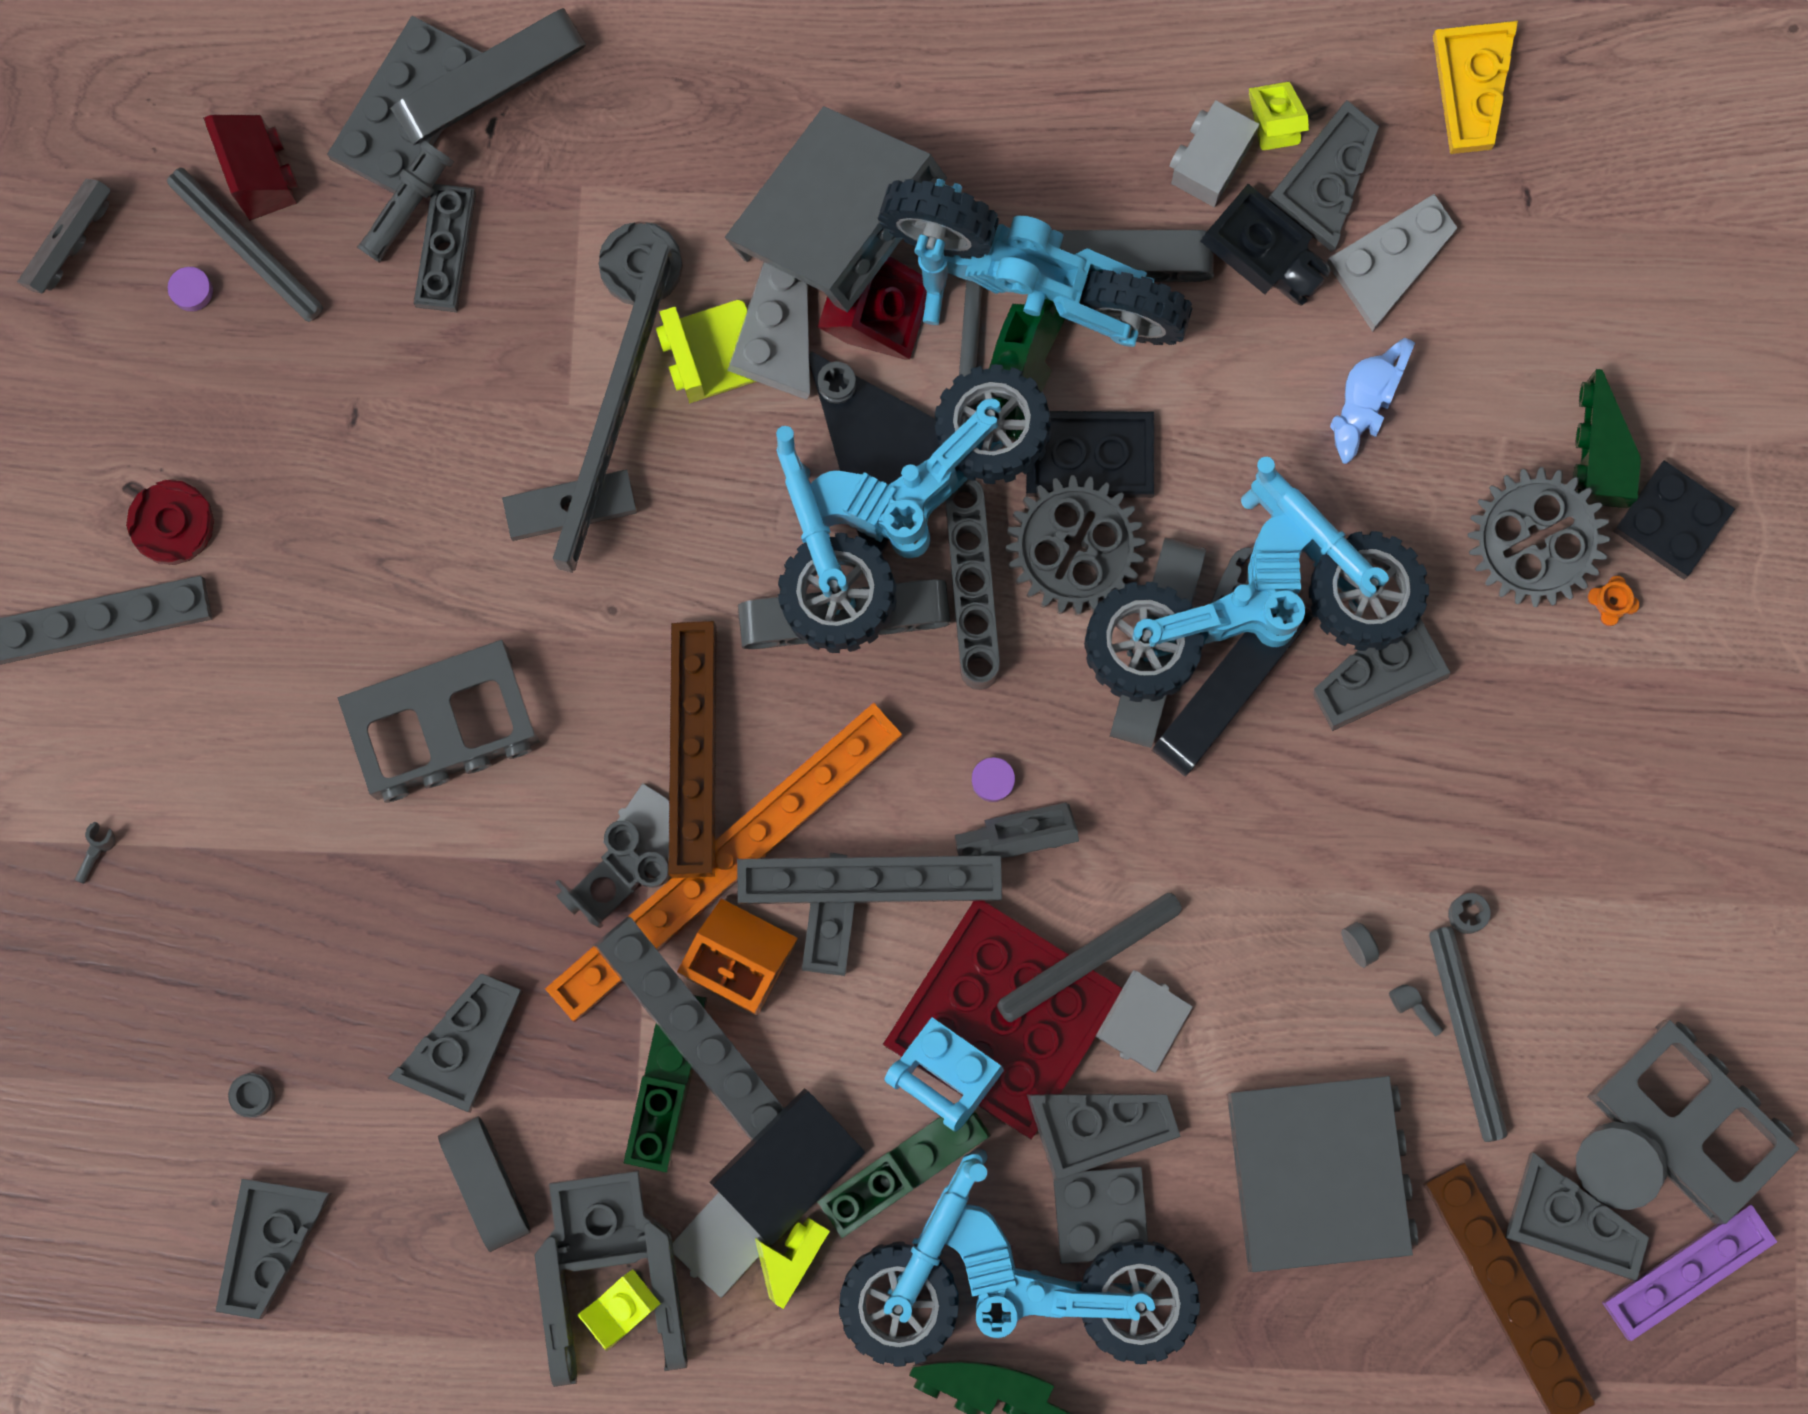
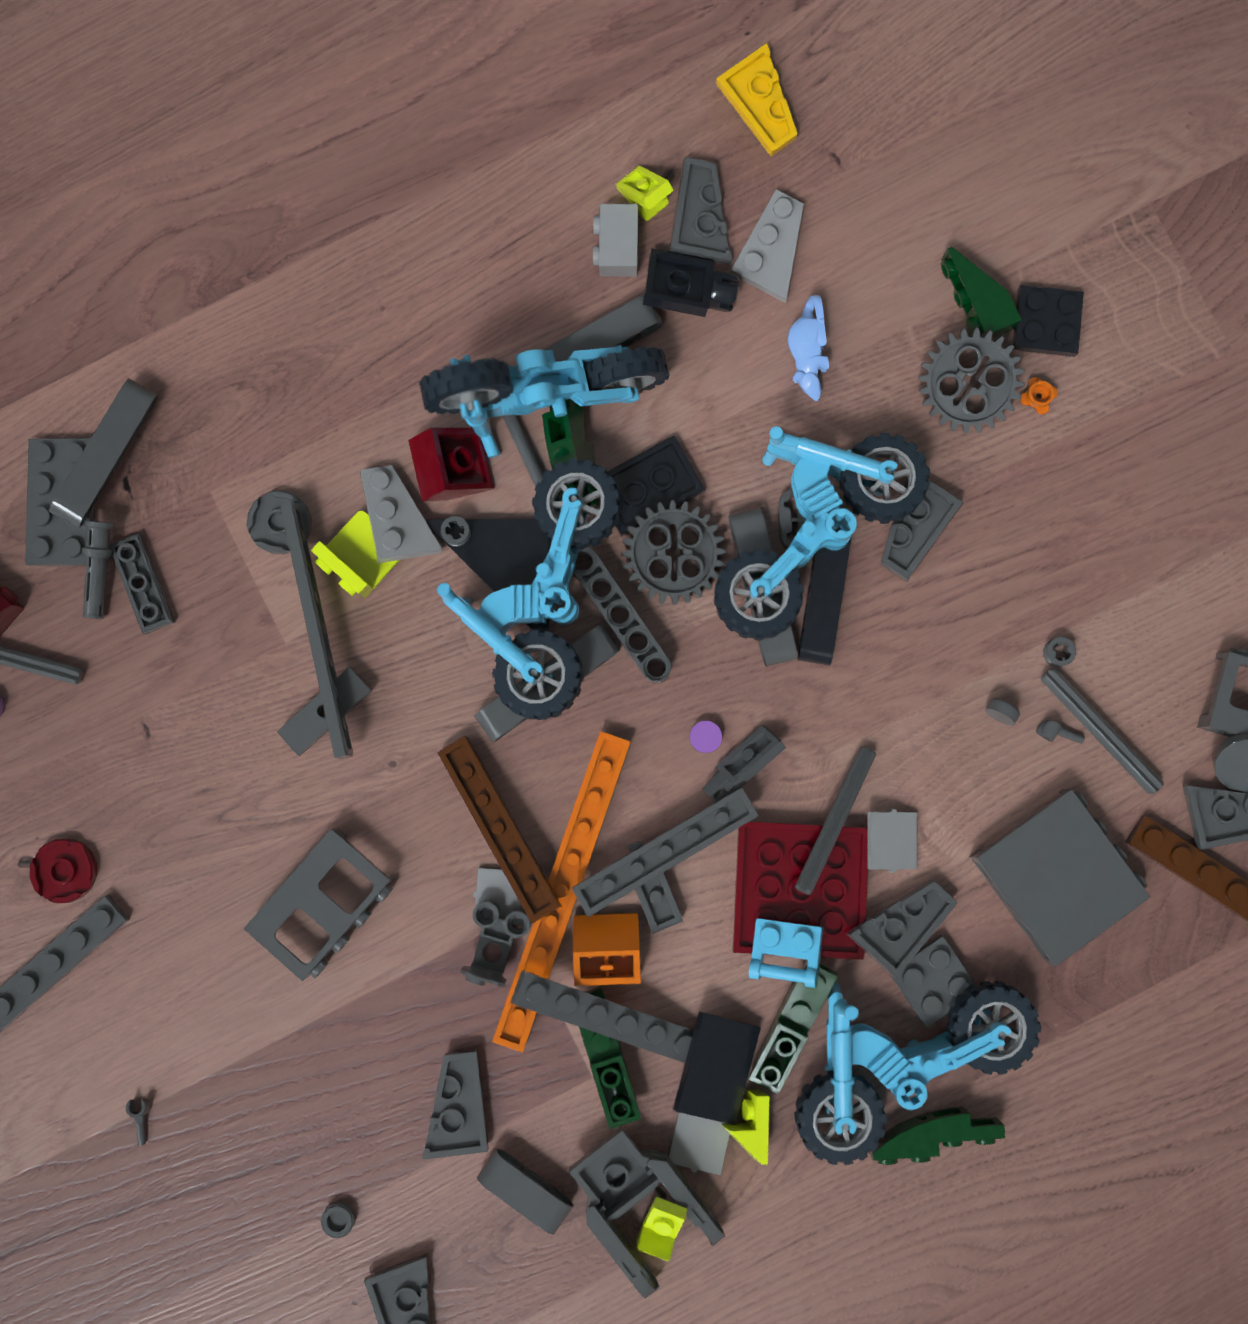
camera: 30 degrees left, 5 degrees up
(825, 203) = (381, 415): dark grey panel -> none

